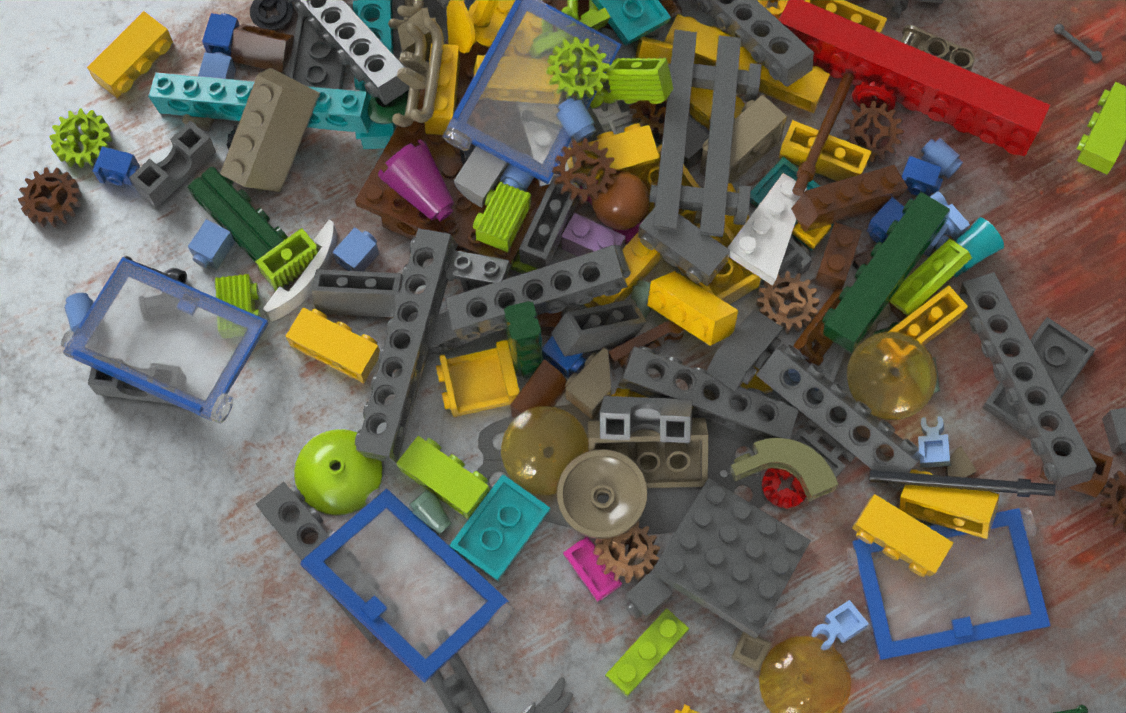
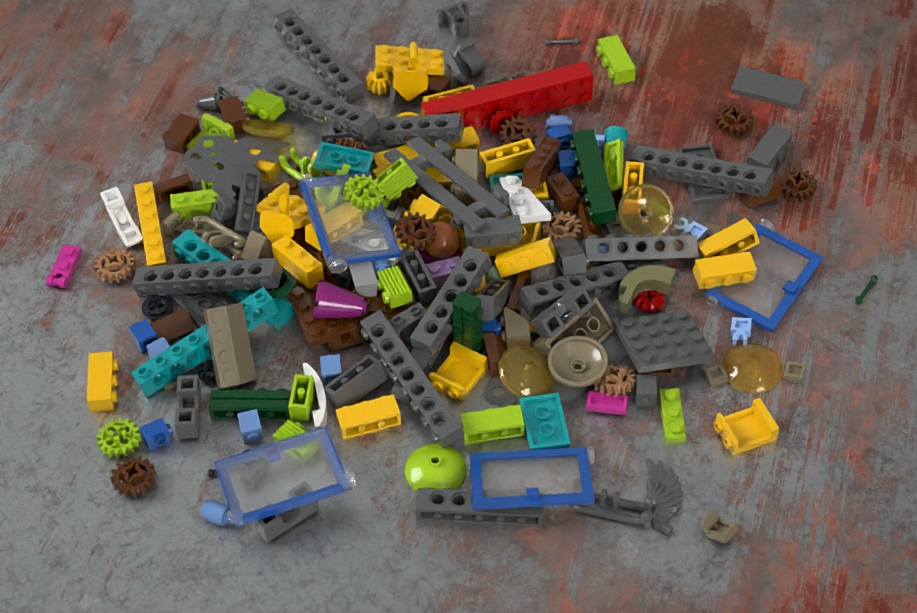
camera: 45 degrees left, 20 degrees down
(420, 73) = (284, 254): dark tan piece -> none
(430, 511) = (500, 442): sand green cone -> none
(576, 119) = (386, 214): medium blue brick -> none
(808, 168) = (513, 160): reddish brown bar -> none
(1022, 487) = (751, 206): black bar -> none

